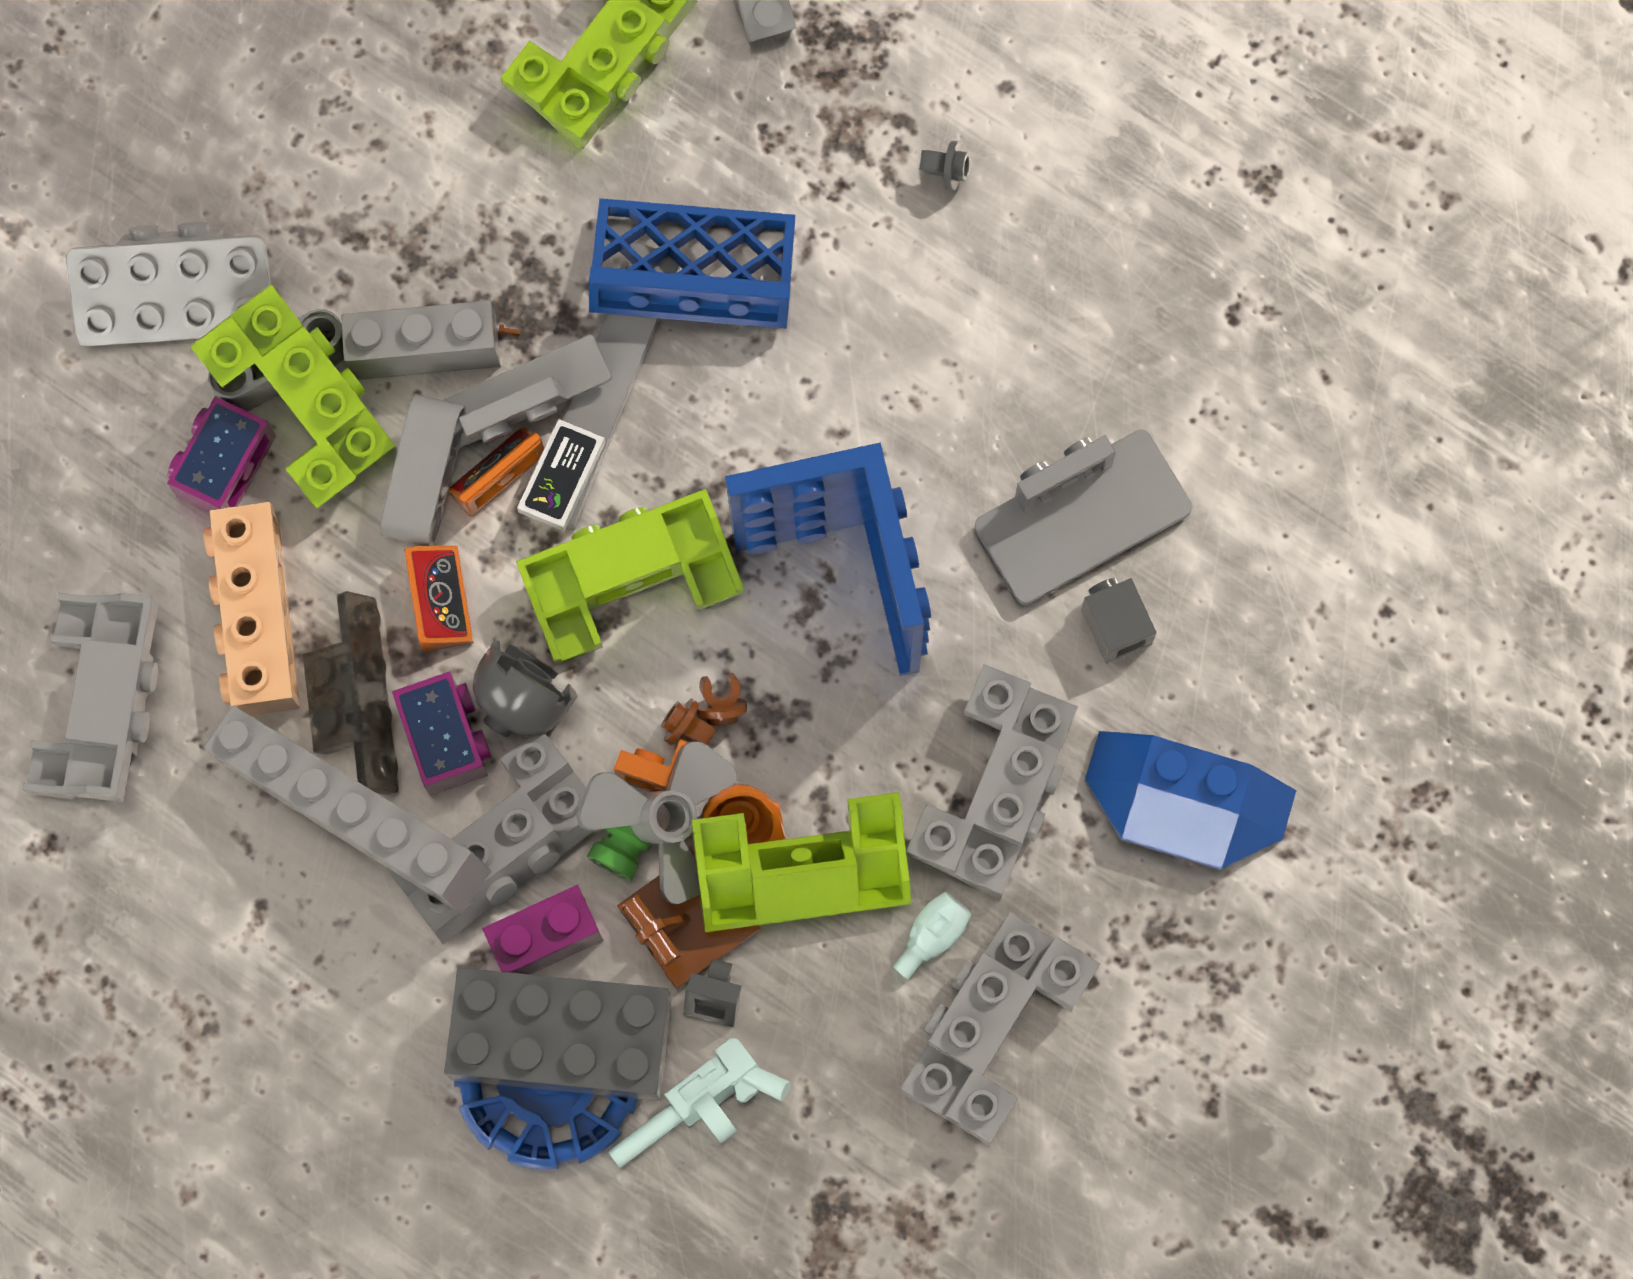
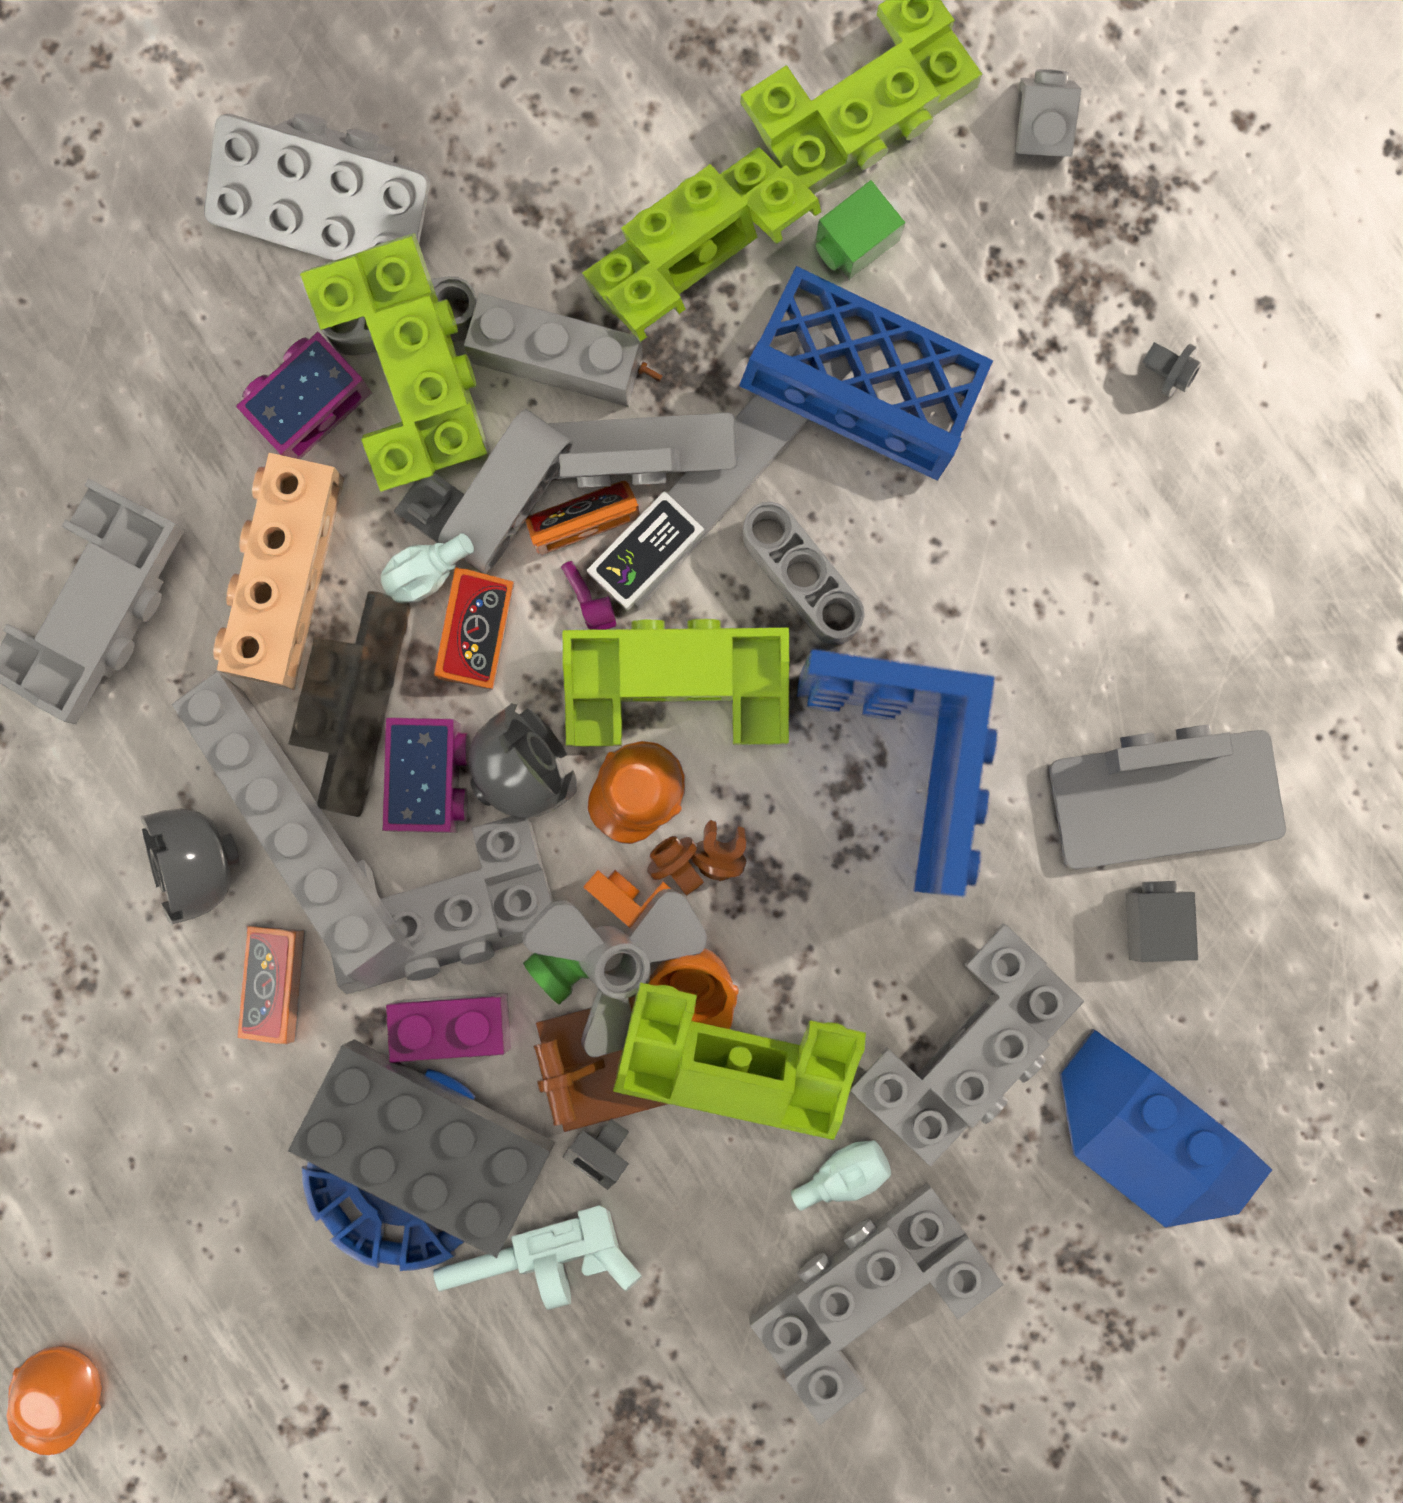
camera: 20 degrees right, 10 degrees up
(262, 879) = (188, 861): none -> dark grey cylinder
(361, 509) = (429, 505): none -> dark grey tile
(372, 962) = (271, 984): none -> slope
(376, 560) = (423, 569): none -> light aqua piece
(503, 204) = (693, 234): none -> lime bracket
(533, 543) = (596, 613): none -> magenta hand
(630, 681) = (636, 791): none -> orange hat
(641, 151) = (858, 231): none -> bright green brick
(688, 426) = (799, 547): none -> light grey beam

